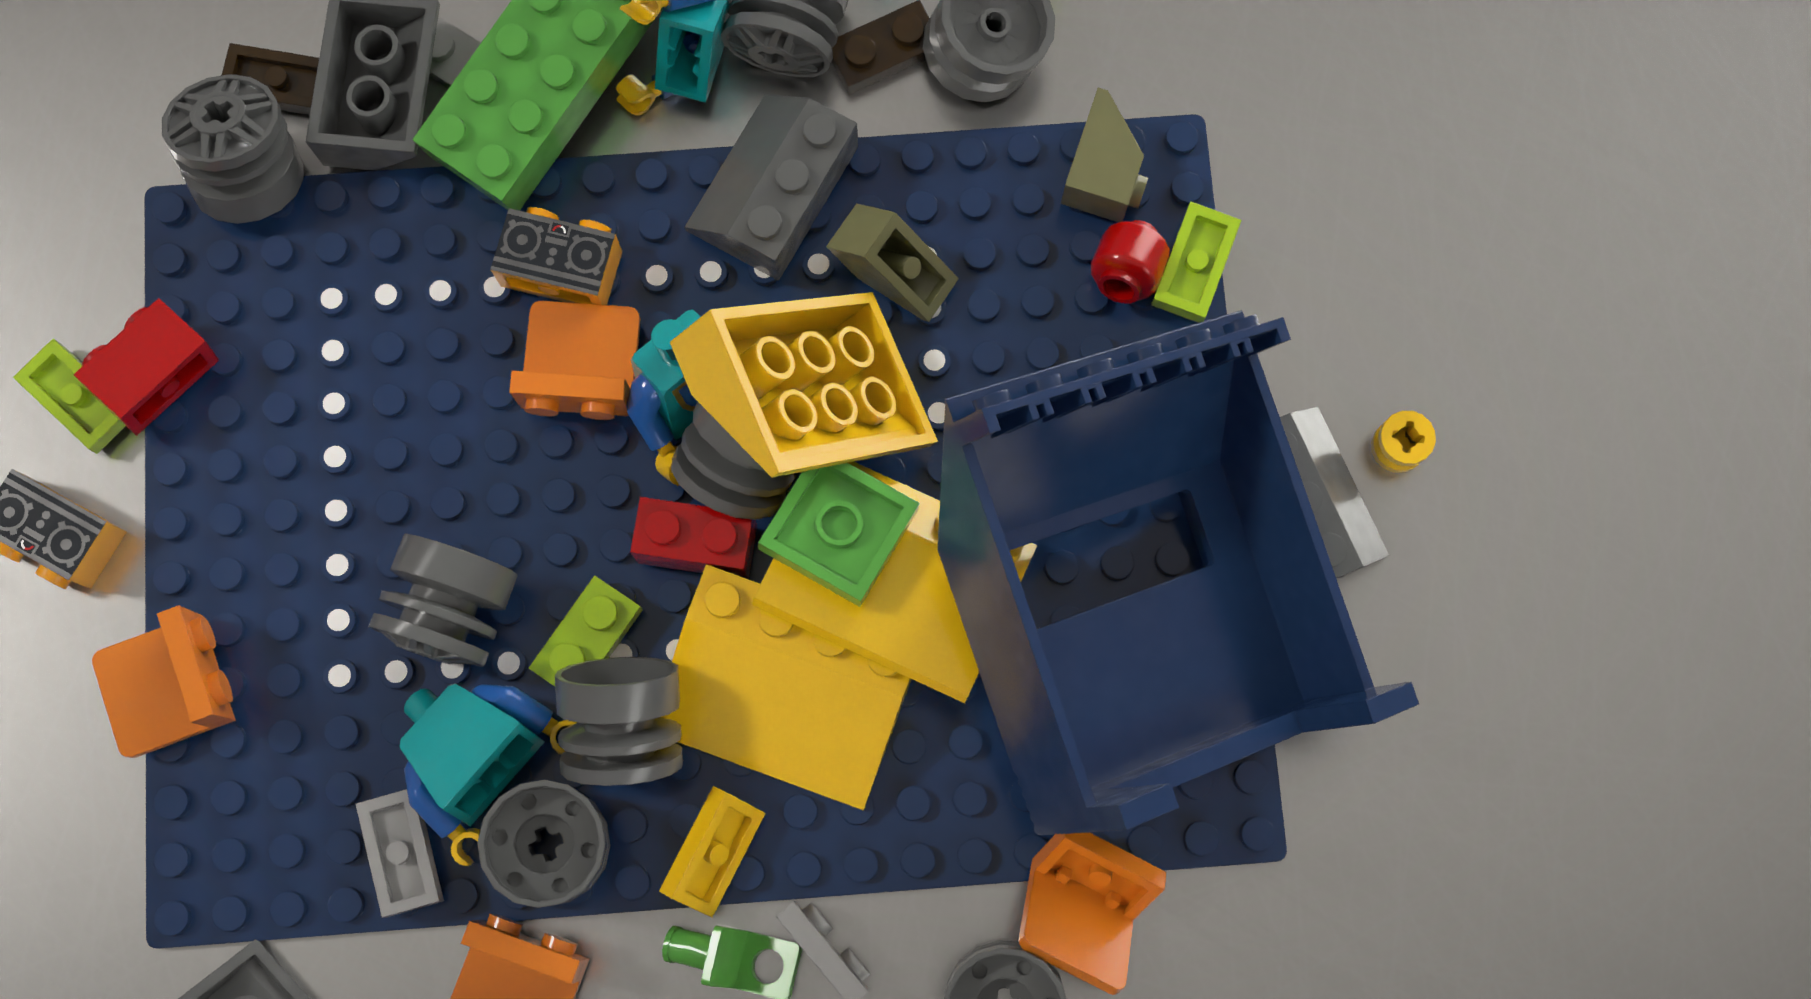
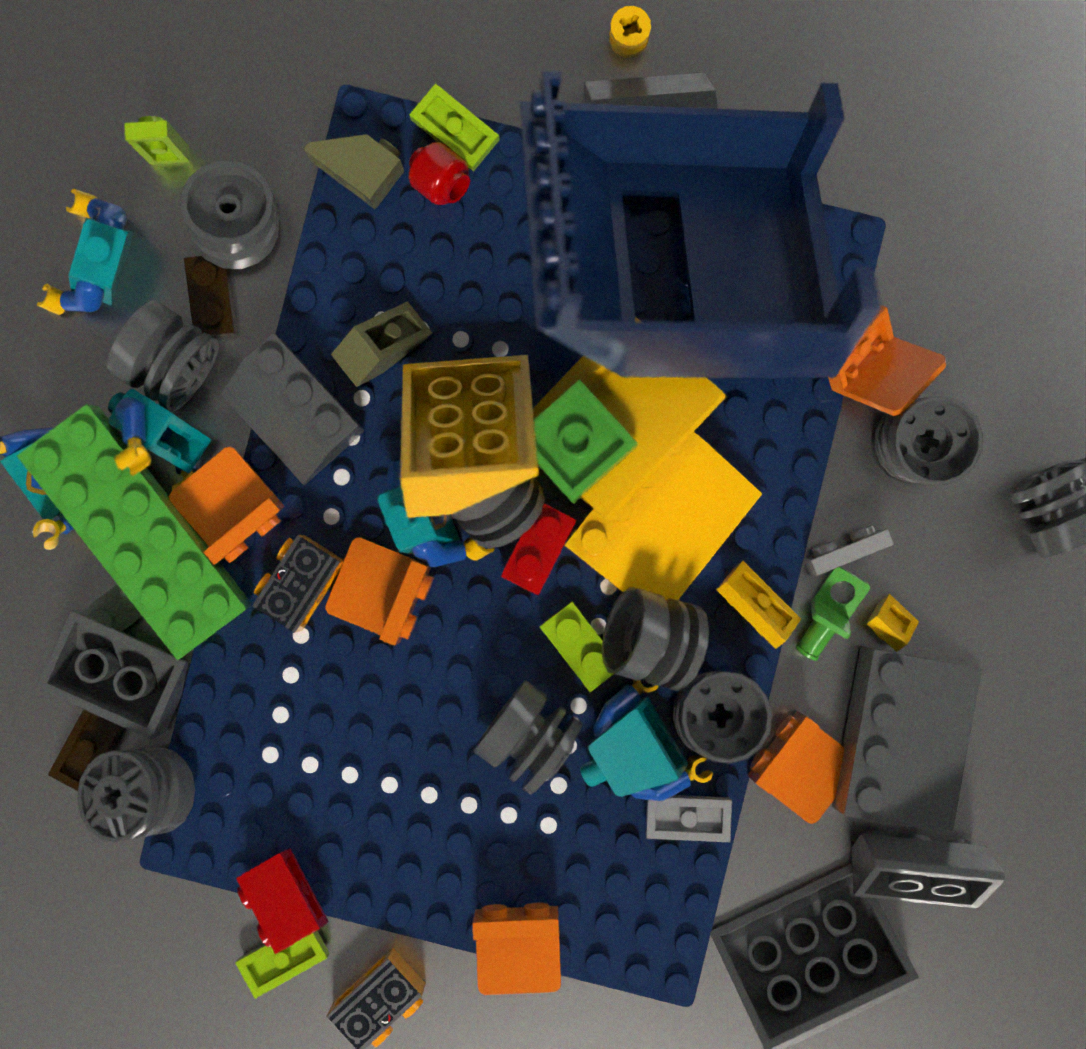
camera: 65 degrees left, 10 degrees up
(627, 142) = (226, 504): none -> orange bracket

